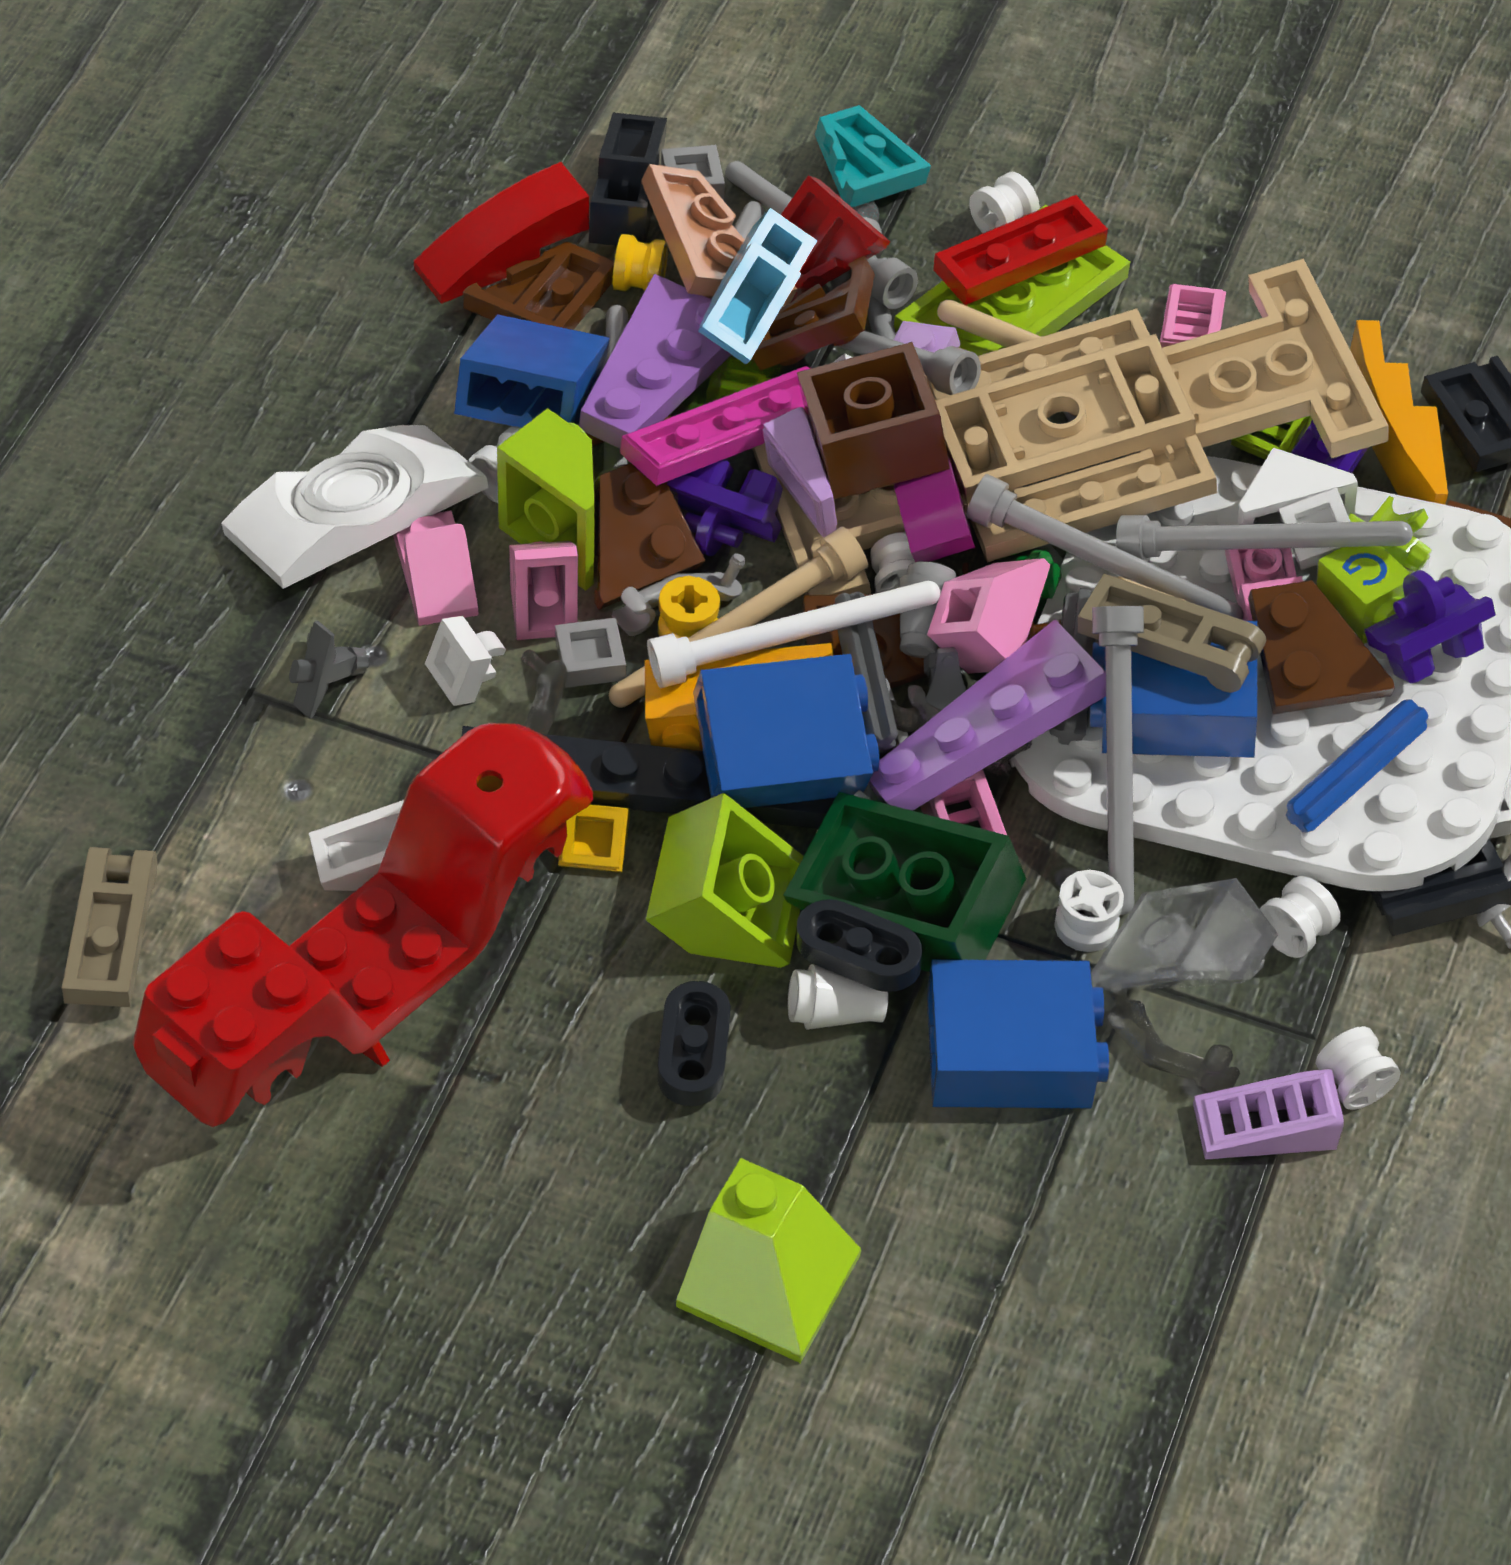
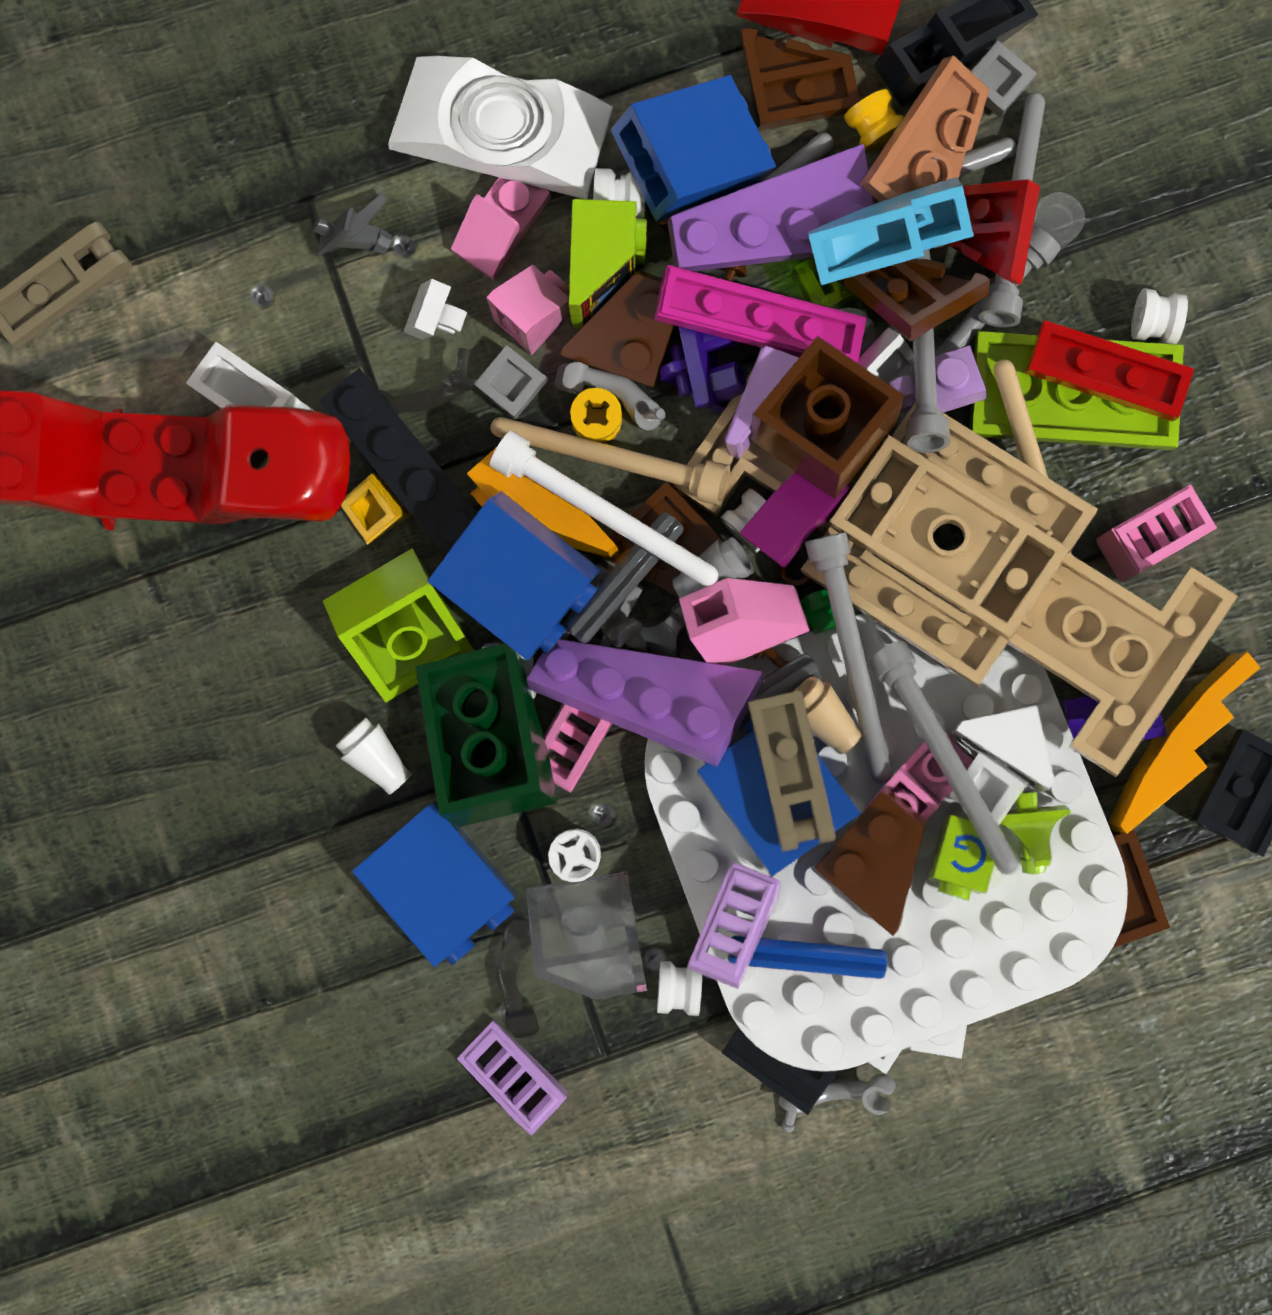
camera: 50 degrees right, 35 degrees up
(694, 1048) = (270, 698): black plate -> none
(768, 1262) = (156, 871): lime slope -> none
(862, 945) = (402, 751): black plate -> none
(867, 157) = (1121, 183): teal wing -> none
(1117, 633) = (742, 747): light grey piece -> none
(1270, 773) = (745, 892): none -> lavender slope
(1358, 1067) = (590, 1108): white wheel -> none
(1426, 617) = (959, 928): dark purple hips -> none

